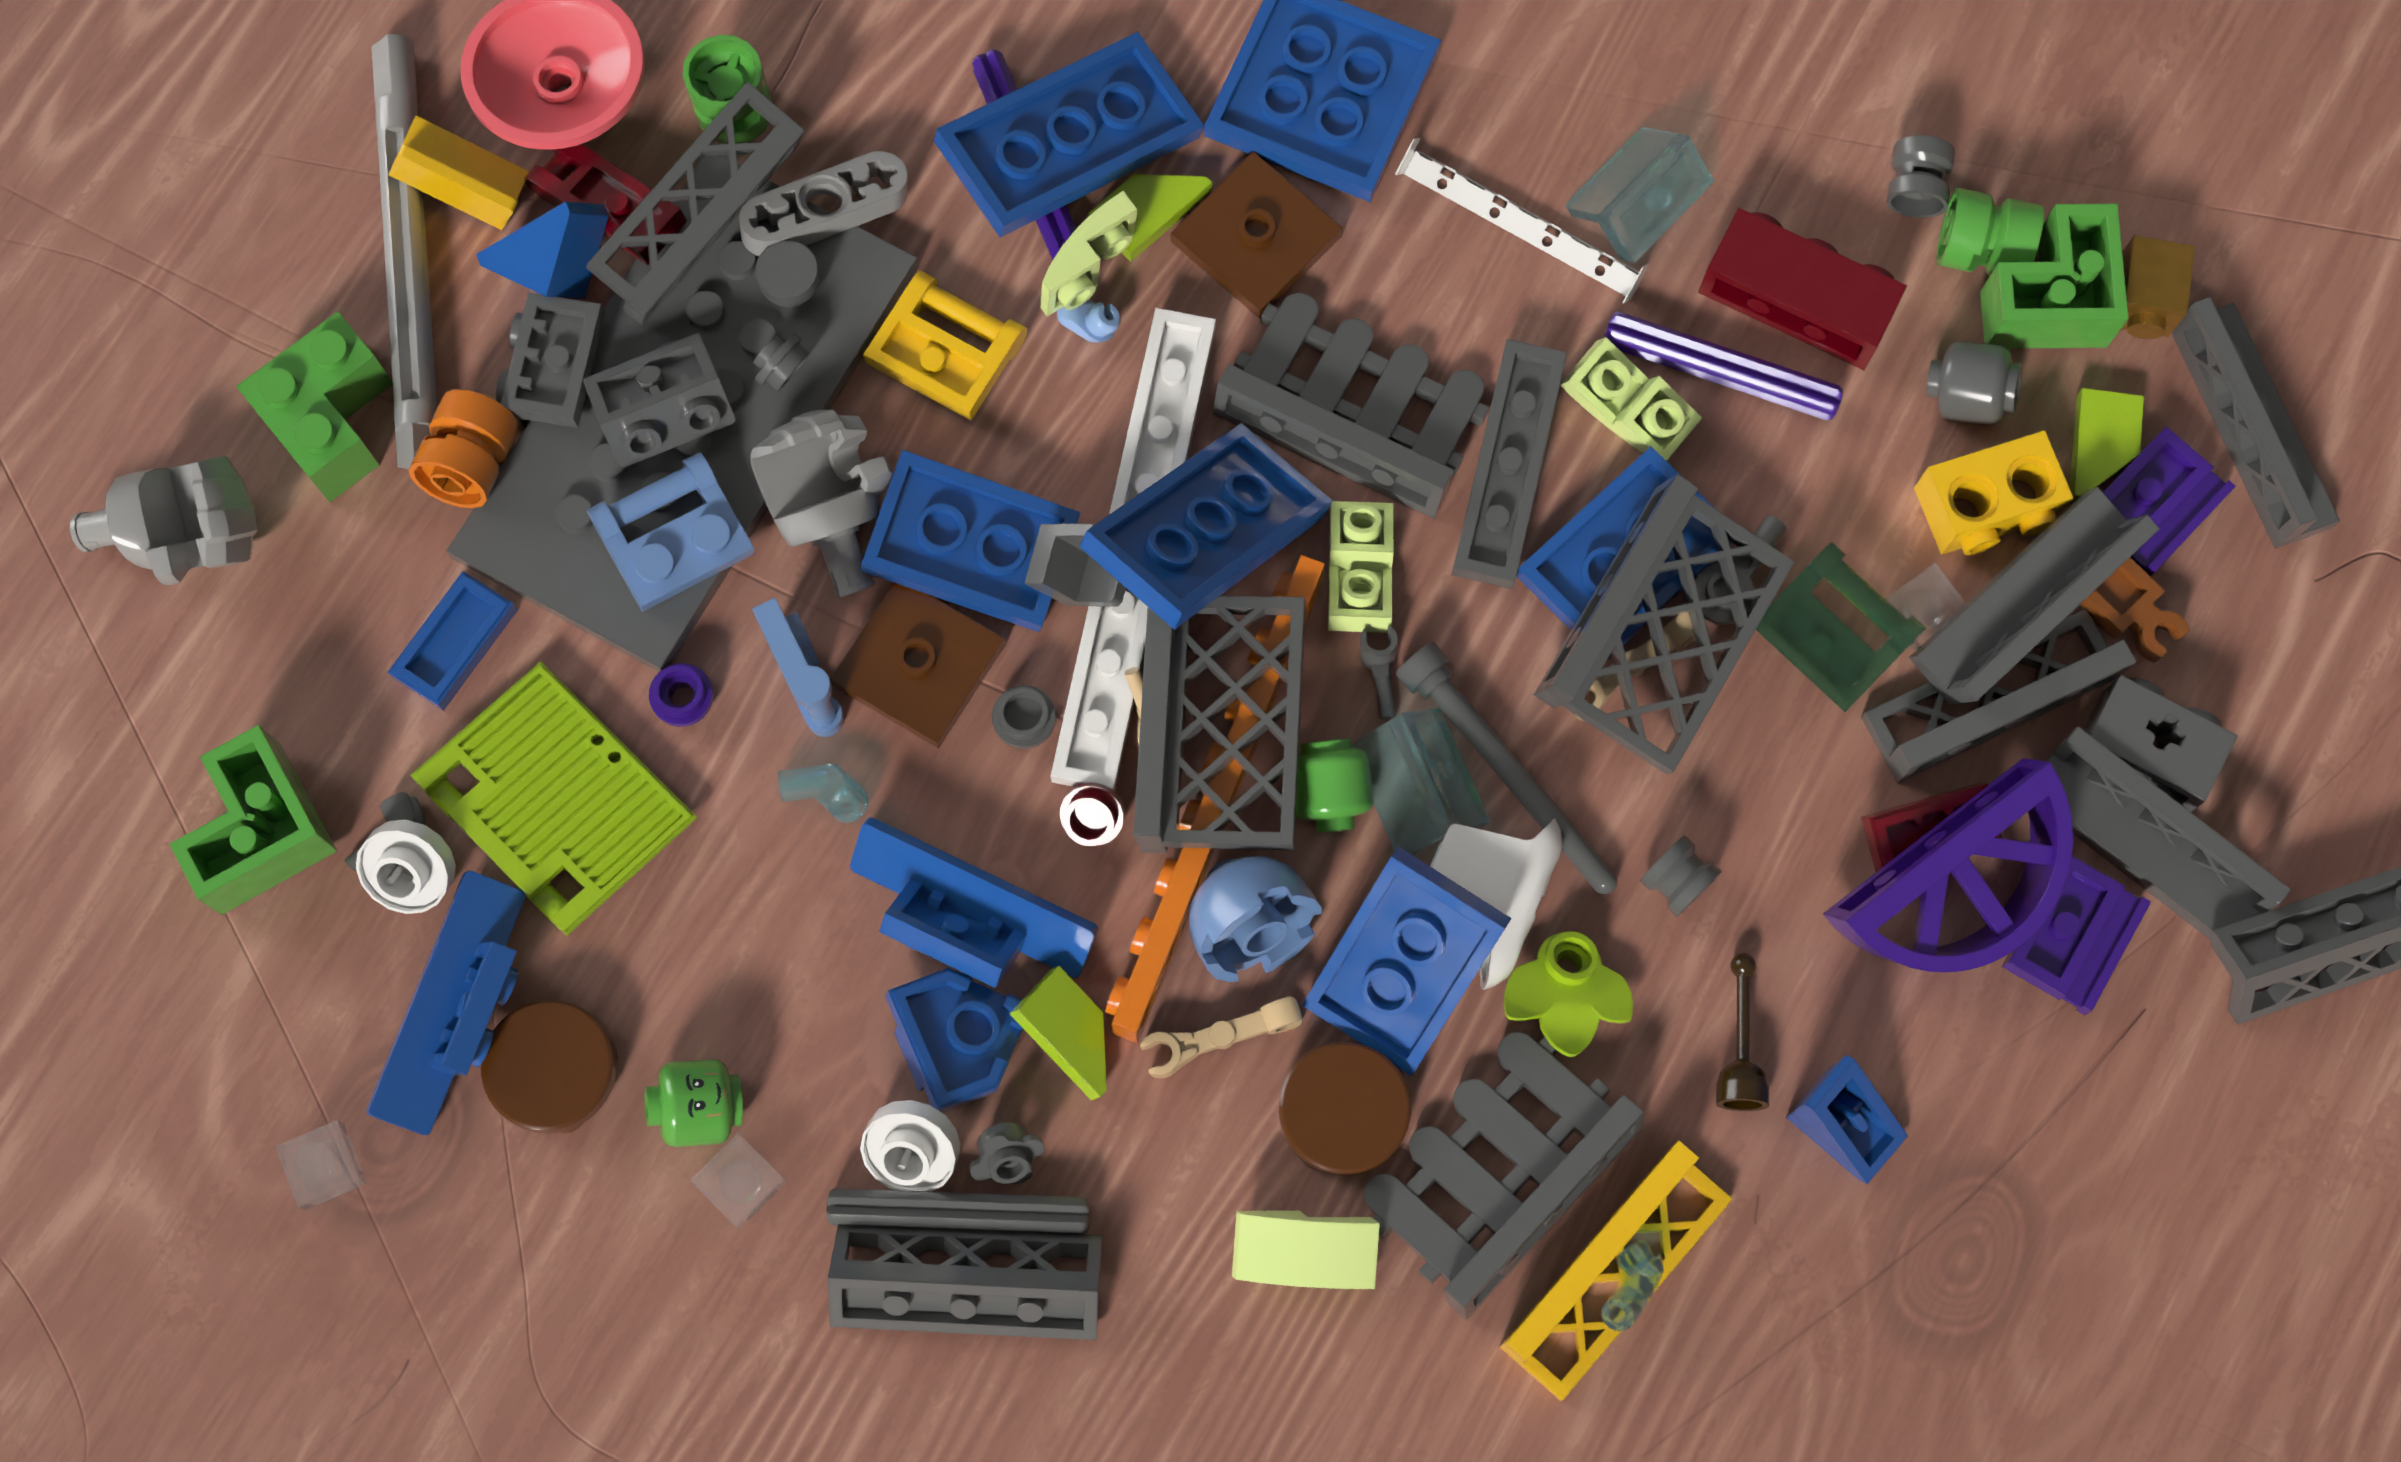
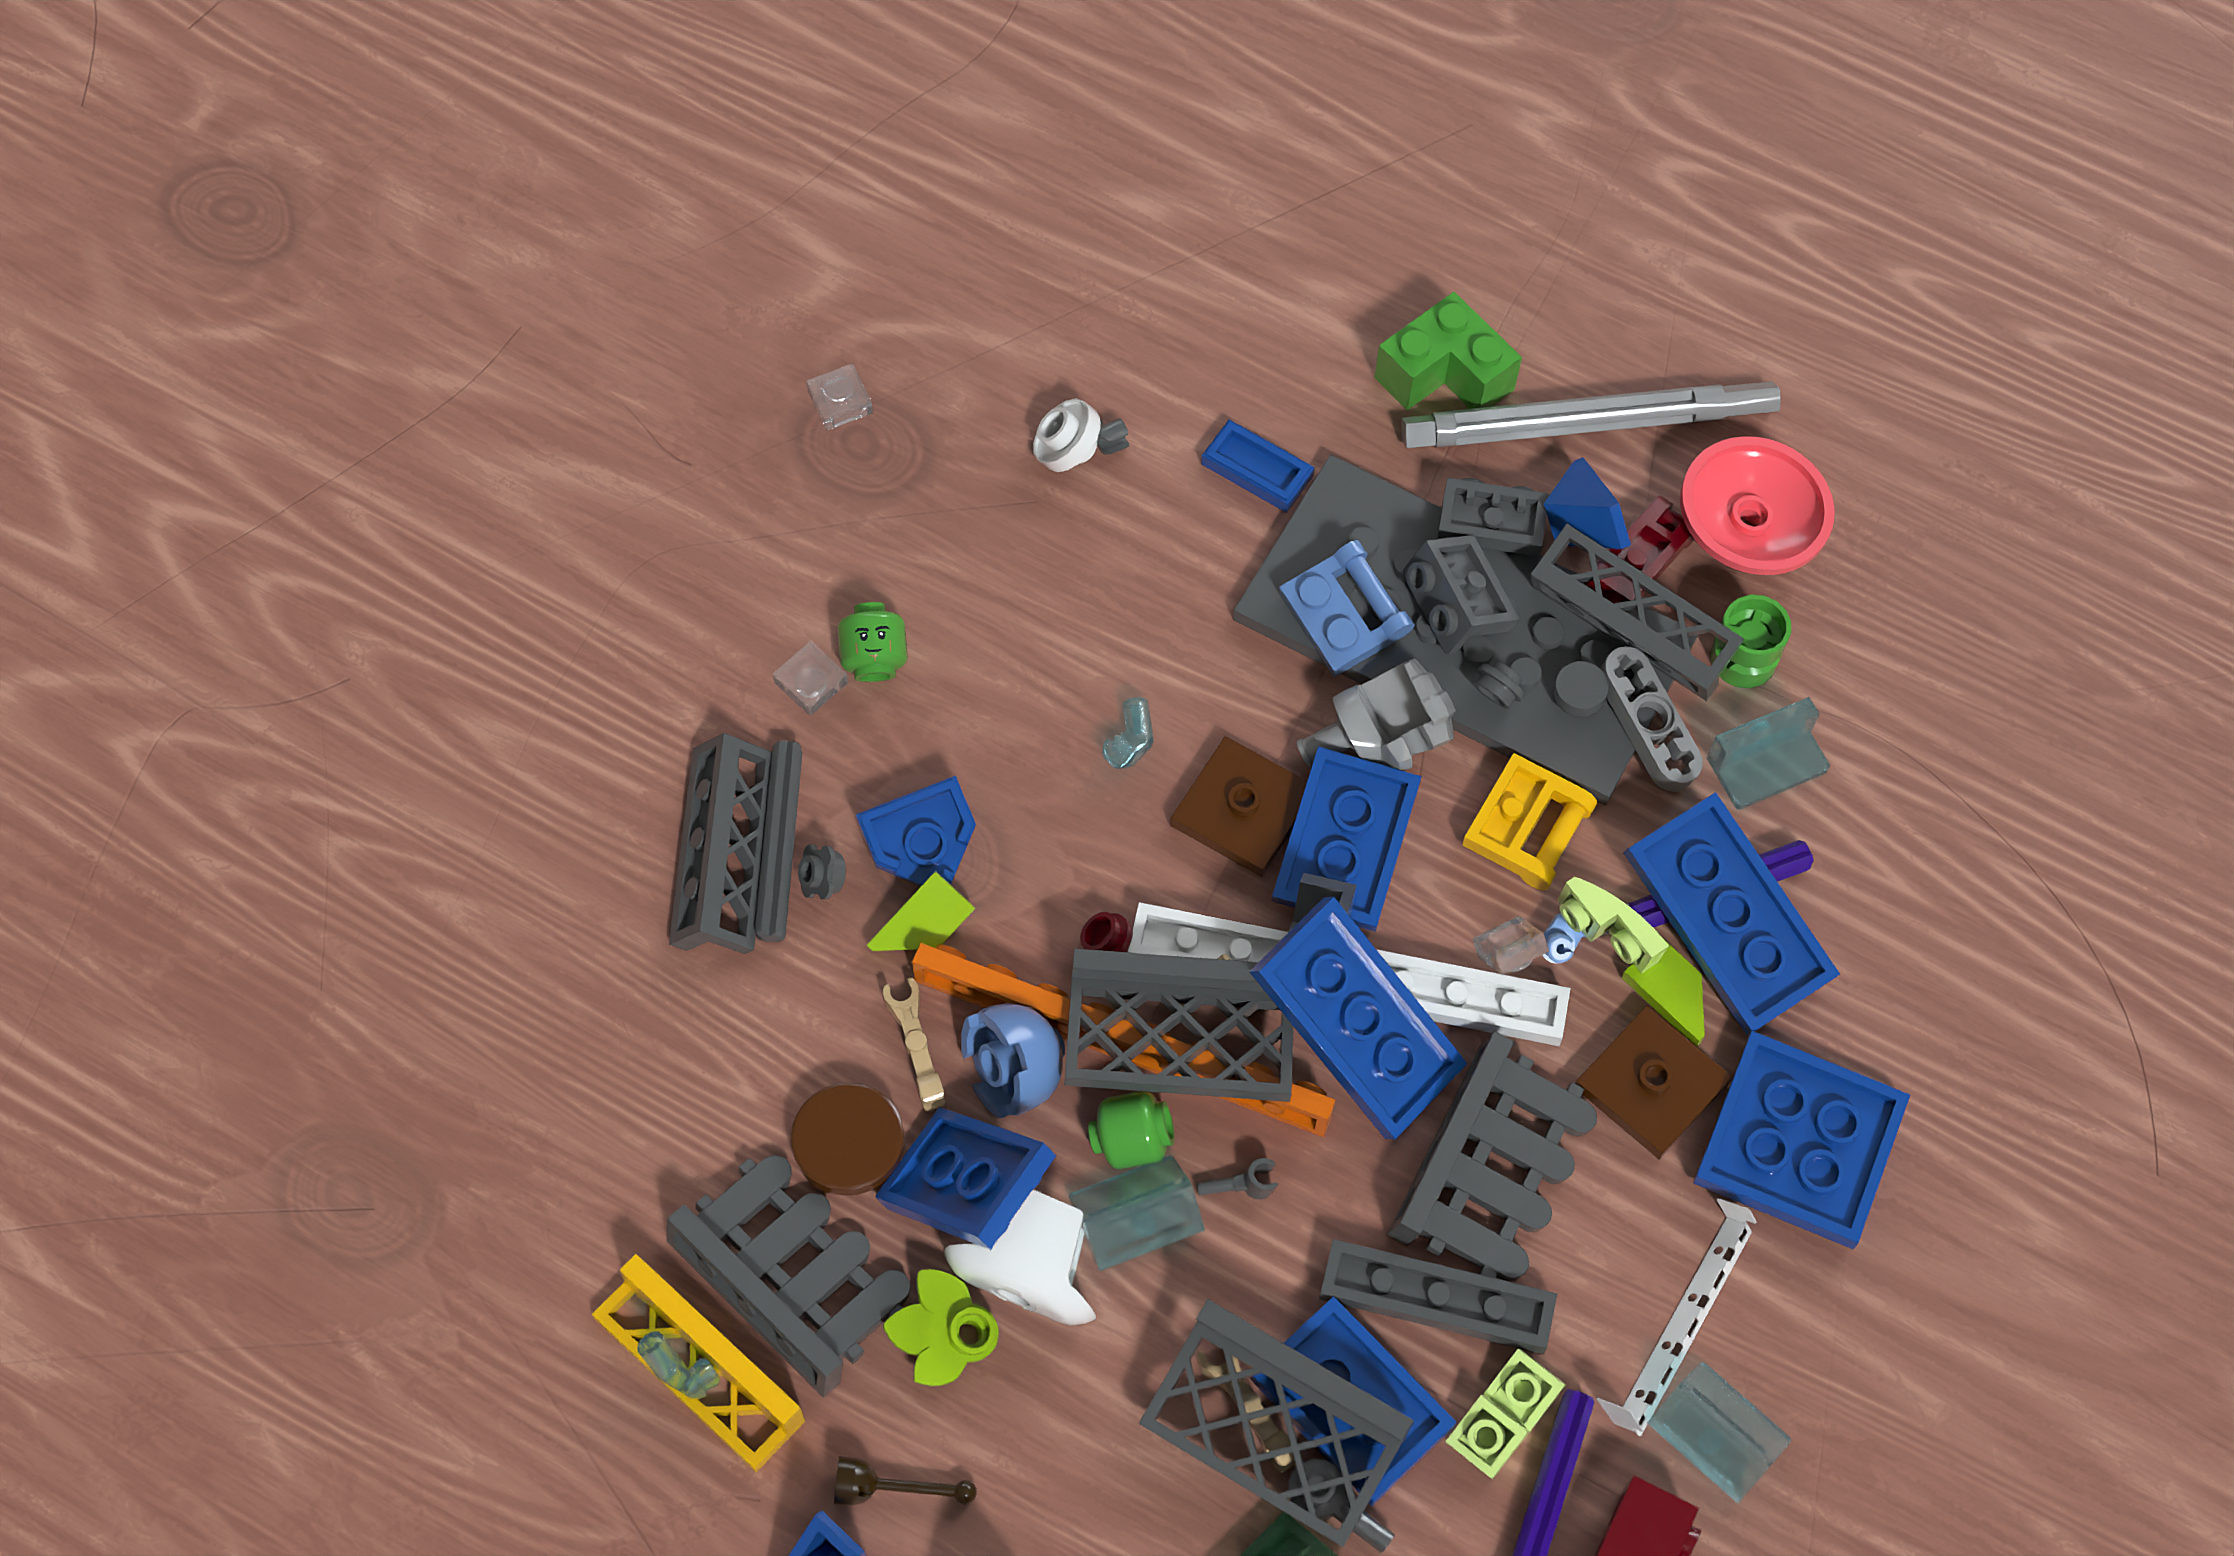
camera: 90 degrees right, 10 degrees down
(174, 519) = (1345, 264): light grey piece -> none
(264, 834) = (1097, 338): bright green brick -> none
(451, 1004) = (961, 471): blue bracket -> none
(459, 173) = (1658, 444): yellow panel -> none
(464, 448) = (1413, 457): orange wheel -> none
(549, 1067) = (907, 543): reddish brown tile -> none
(554, 797) = (1125, 539): lime window -> none
(676, 677) = (1212, 615): dark purple plate -> none
(799, 667) = (1238, 698): medium blue plate -> none
(867, 87) = (1768, 754): none -> clear light blue panel
(910, 1146) = (829, 798): white plate -> none
(964, 911) = (1019, 836): blue bracket -> none
(1023, 717) = (1194, 887): dark grey plate -> none
(1101, 369) = (1511, 945): none -> clear plate
(1305, 1250) = (725, 1103): yellowish green slope -> none
(1360, 566) = (1336, 1167): yellowish green slope -> none
(1432, 678) = (1233, 1220): dark grey piece -> none
(1680, 876) = (1045, 1432): dark grey wheel -> none

